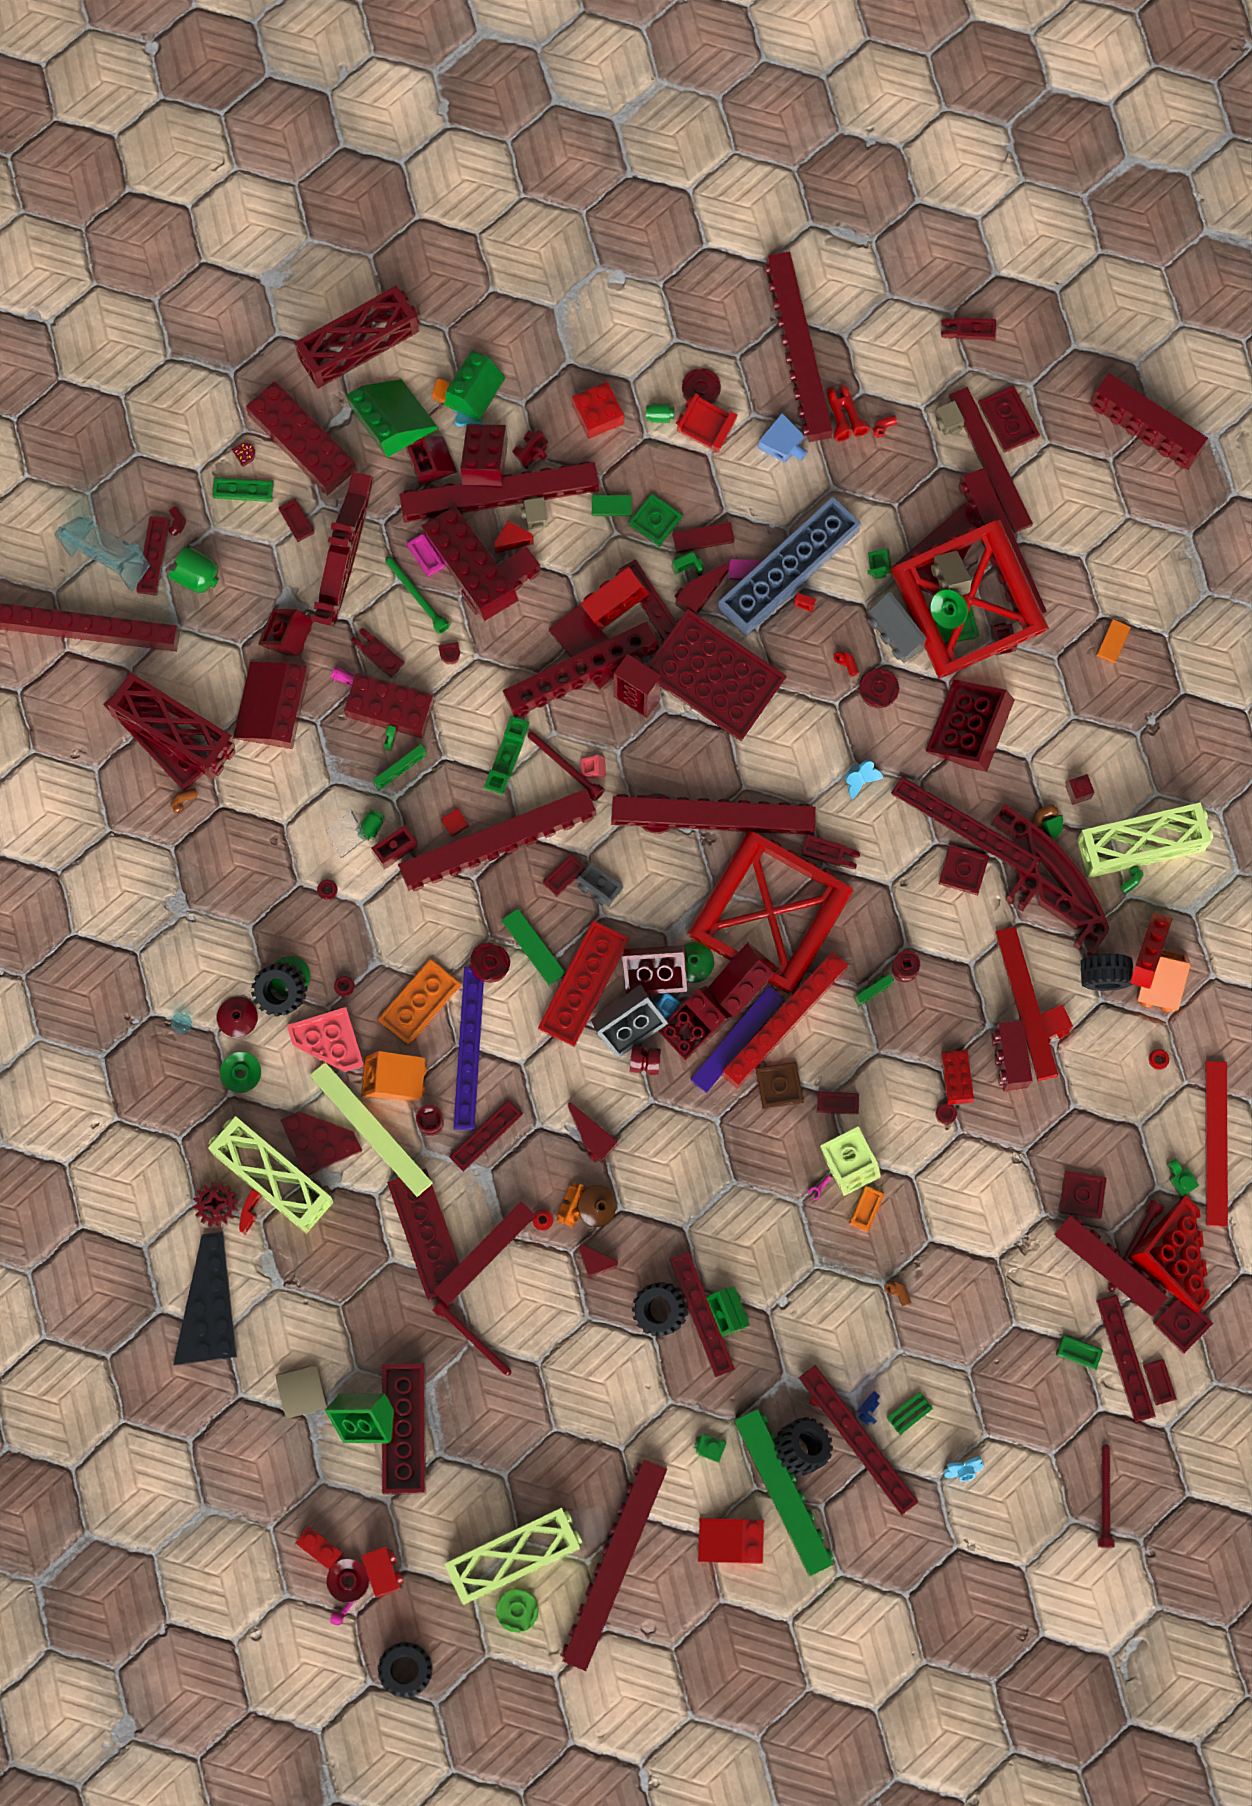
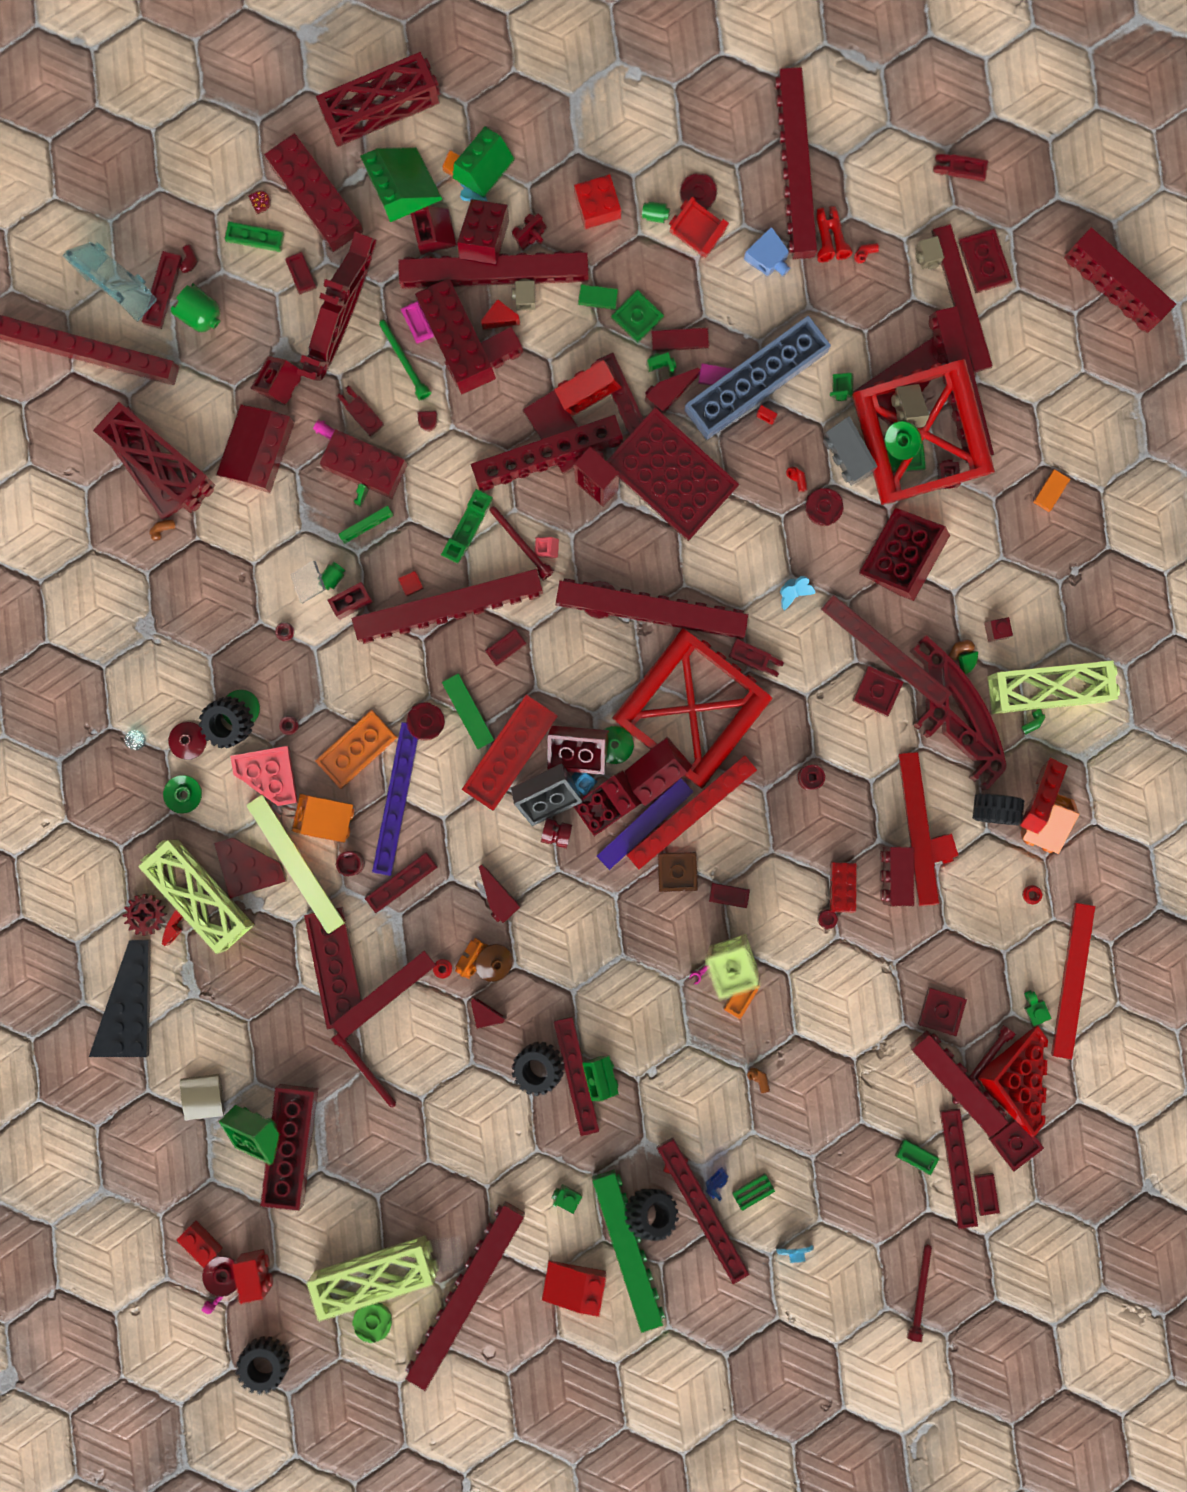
camera: 10 degrees right, 10 degrees up
(599, 885) = (536, 661): dark grey bracket -> none
(880, 984) = (770, 797): green plate -> none

